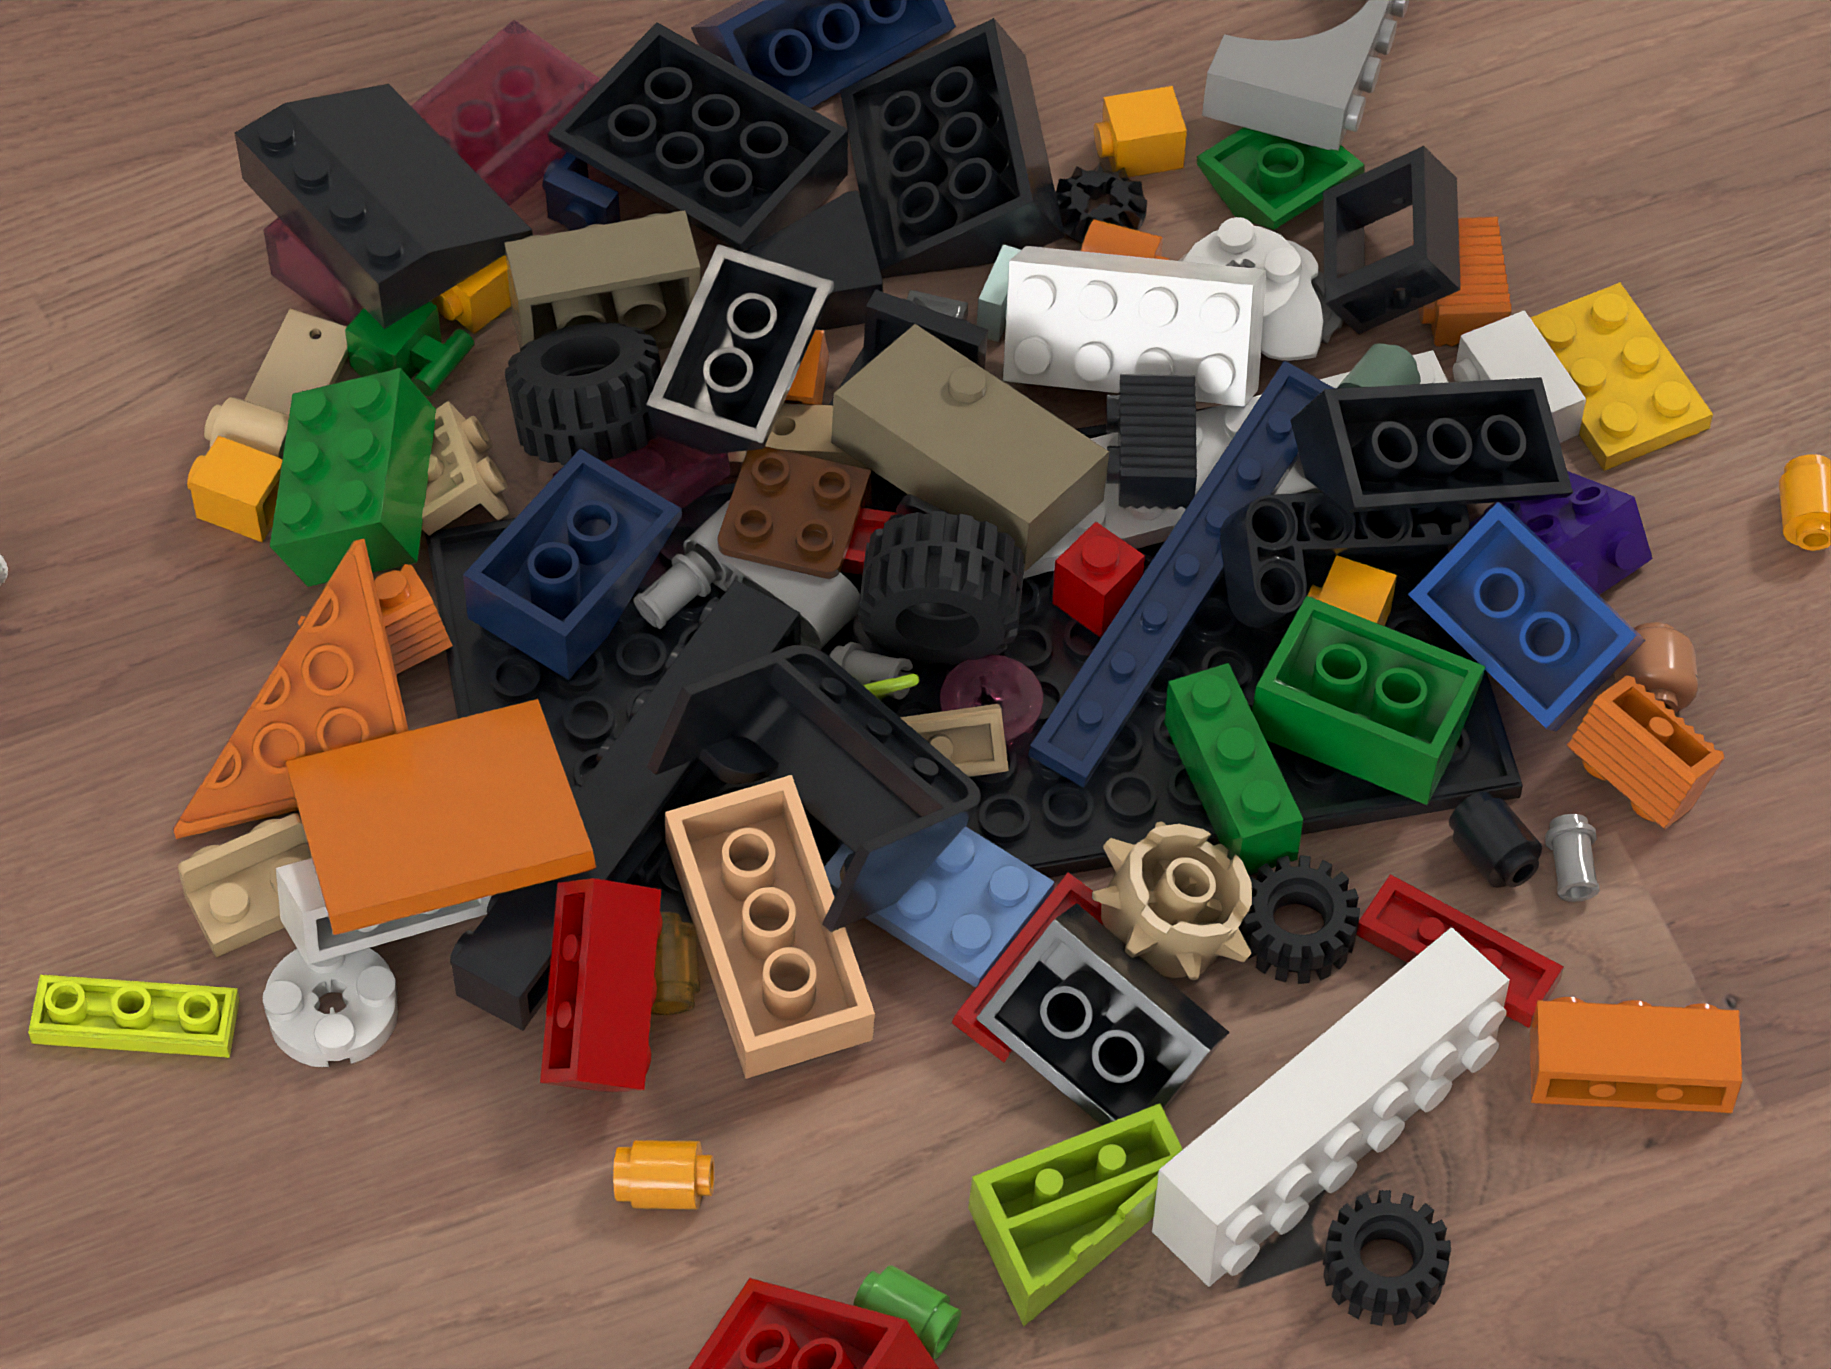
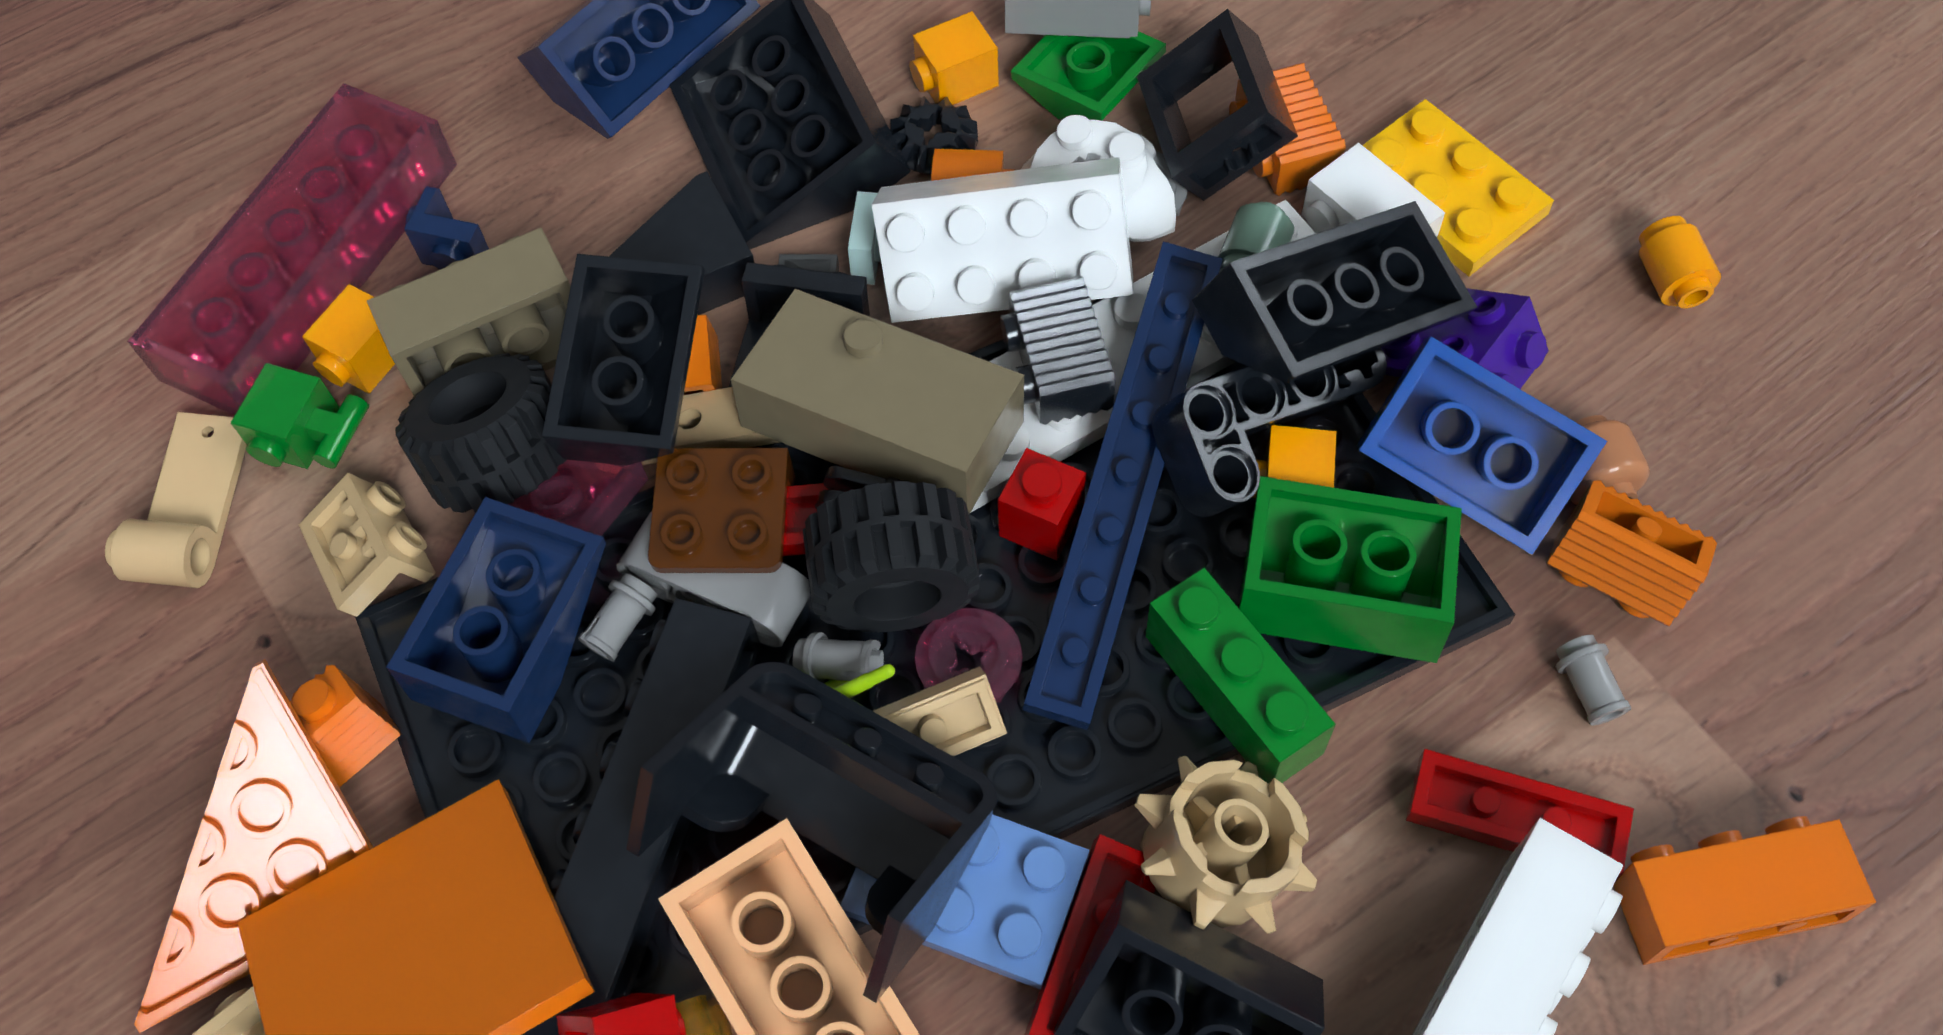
camera: 10 degrees left, 5 degrees up
(236, 488) = (152, 613): light orange brick -> none
(353, 473) = (263, 576): green brick -> none
(376, 197) = (231, 282): black slope -> none
(706, 140) = (551, 156): black slope -> none
(1308, 888) = (1381, 799): black tyre -> none
(1495, 840) = (1512, 682): black brick -> none

